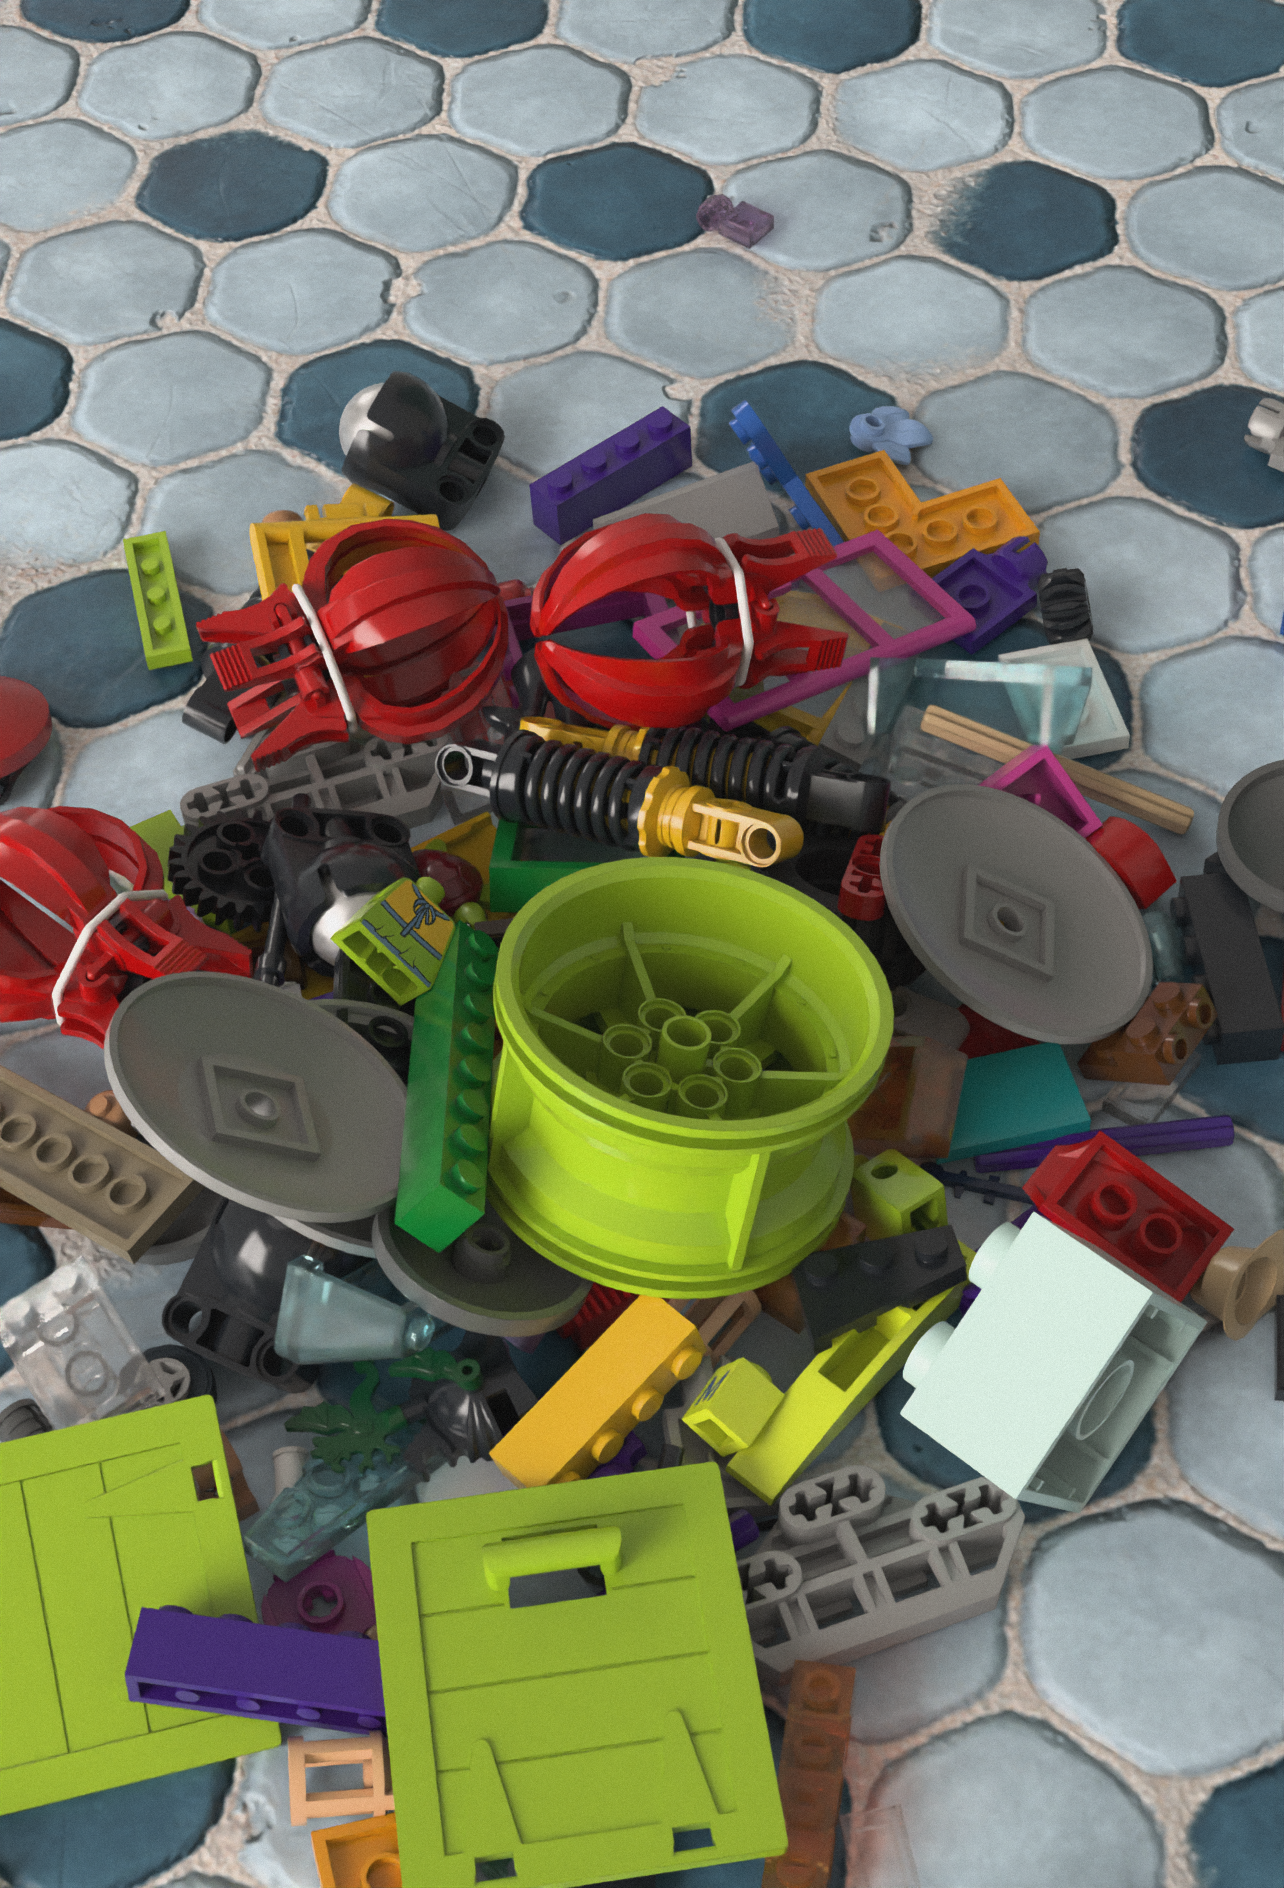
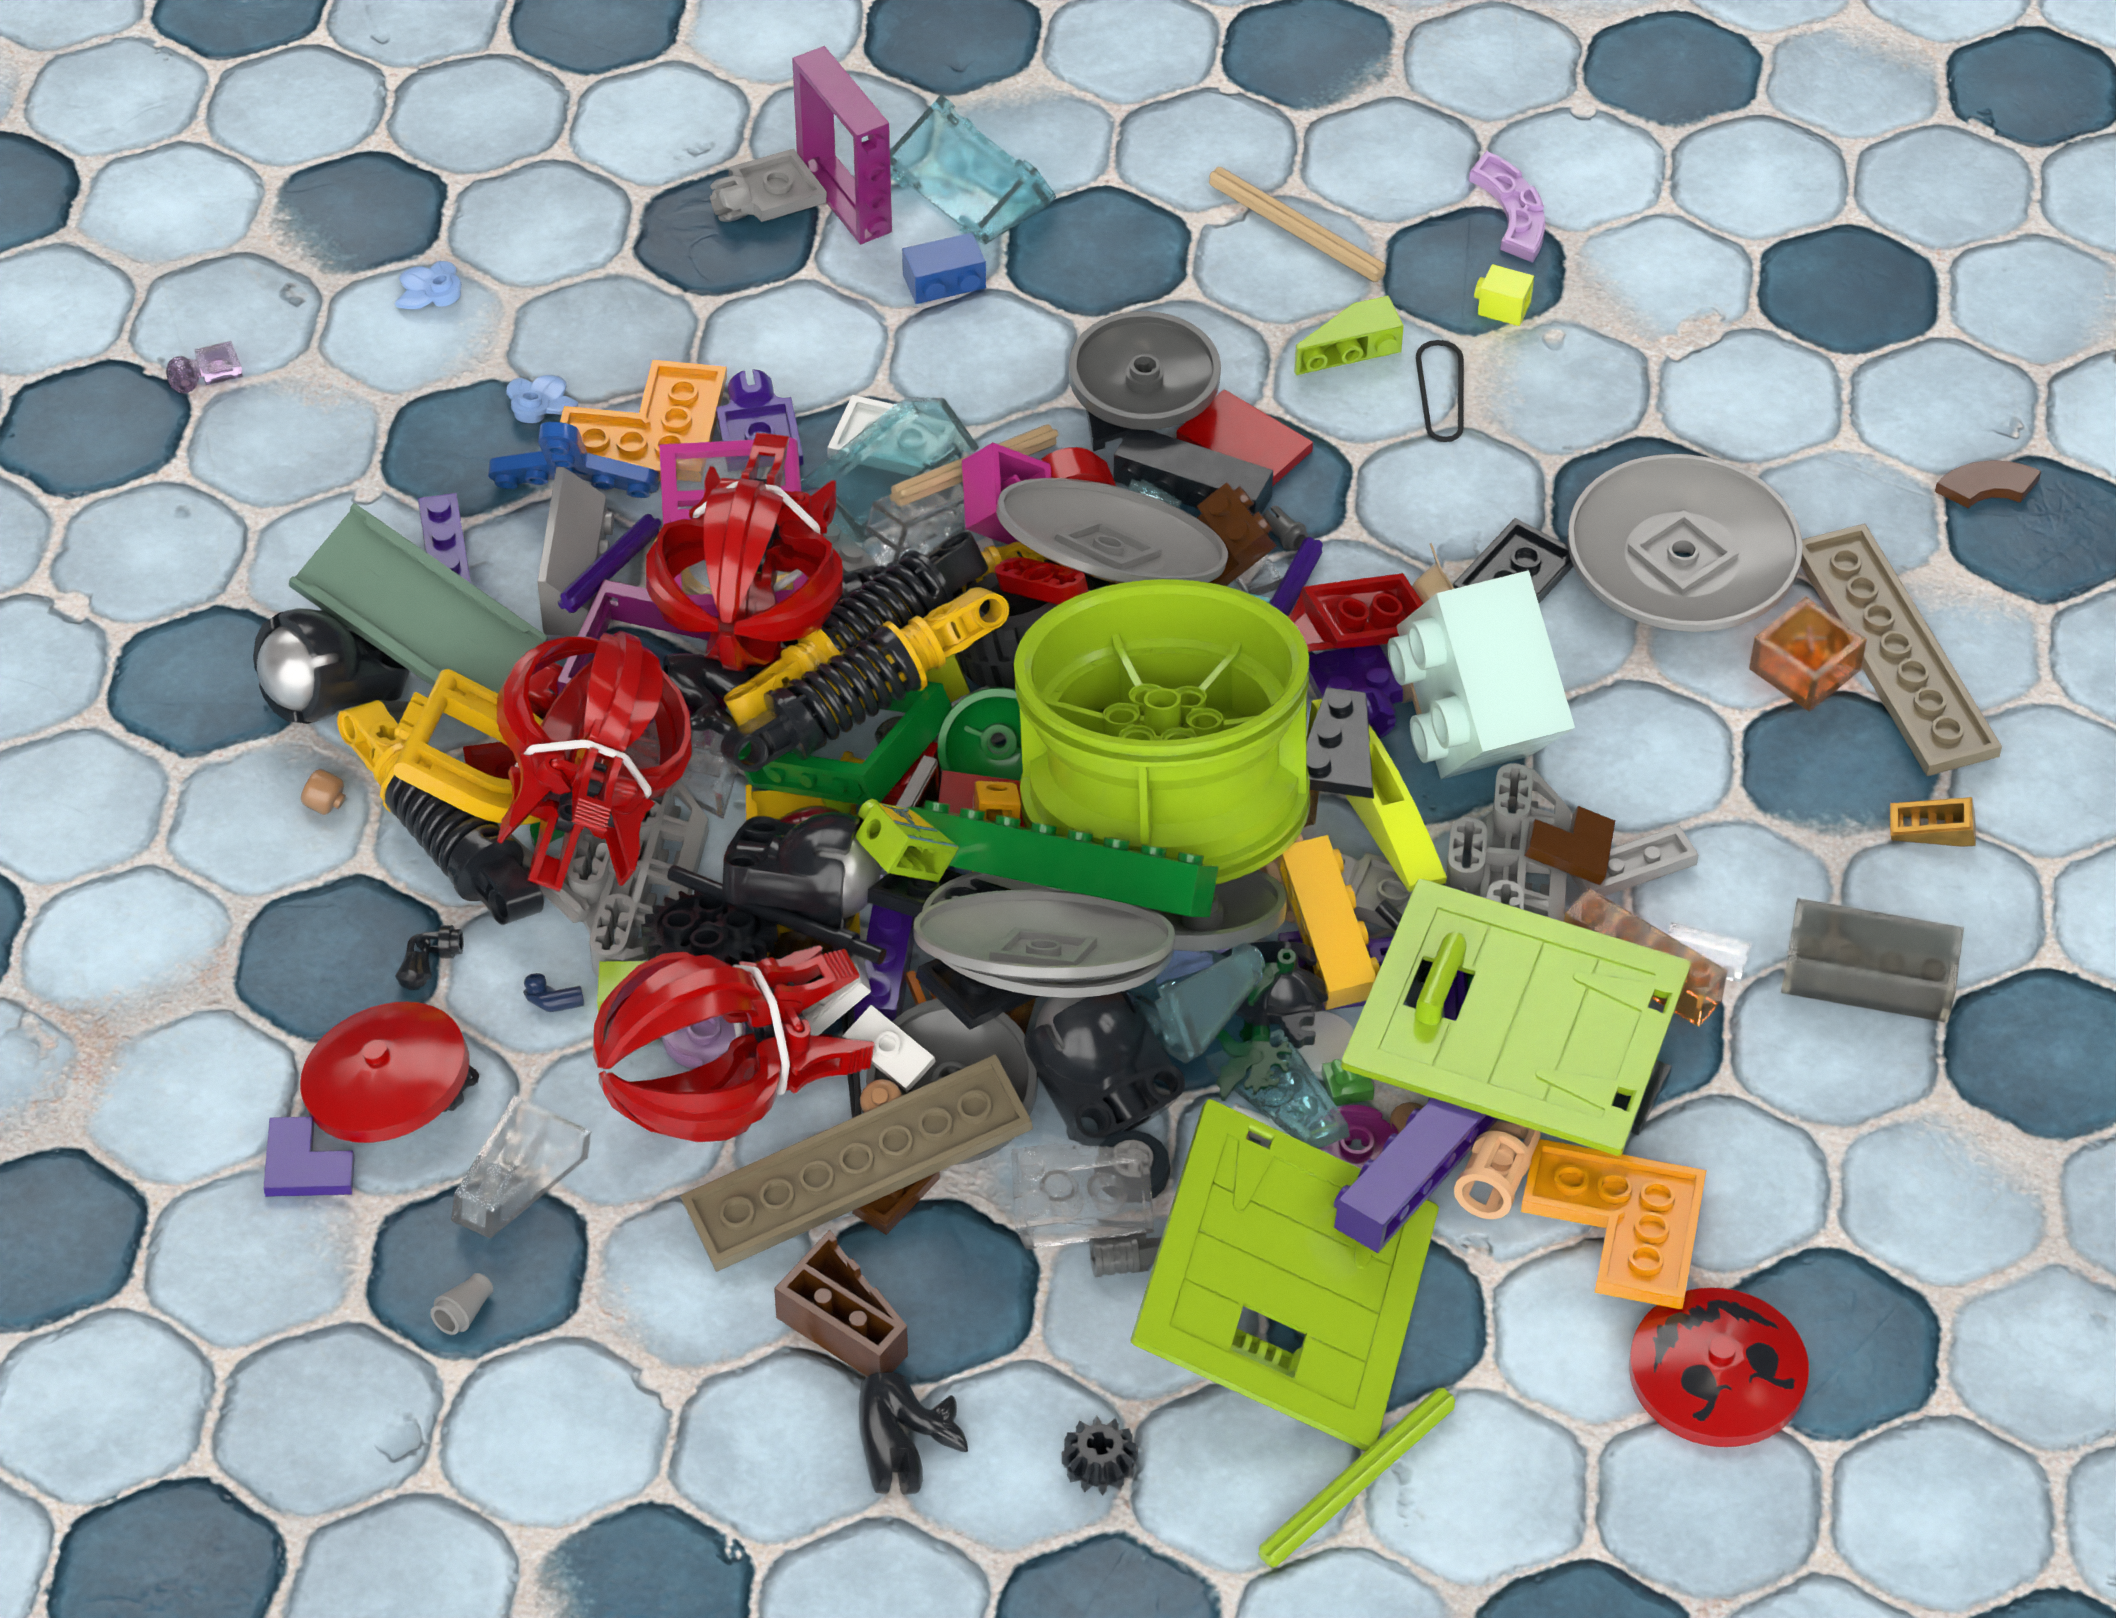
camera: 65 degrees left, 0 degrees up
(132, 799) = (548, 998): none -> dark blue arm
(150, 699) = (415, 967): none -> black piece
(157, 600) = (331, 897): lime plate -> none
(504, 459) = (412, 604): none -> sand green ladder
(733, 1406) = (1377, 859): neon yellow brick -> none
(910, 1632) = (1580, 851): none -> reddish brown tile
(965, 300) = (429, 285): none -> light blue plate
(970, 1712) = (1644, 861): none -> light grey plate
(1065, 606) = (820, 388): black gear -> none
(1227, 1089) = (1287, 530): none -> dark grey pin

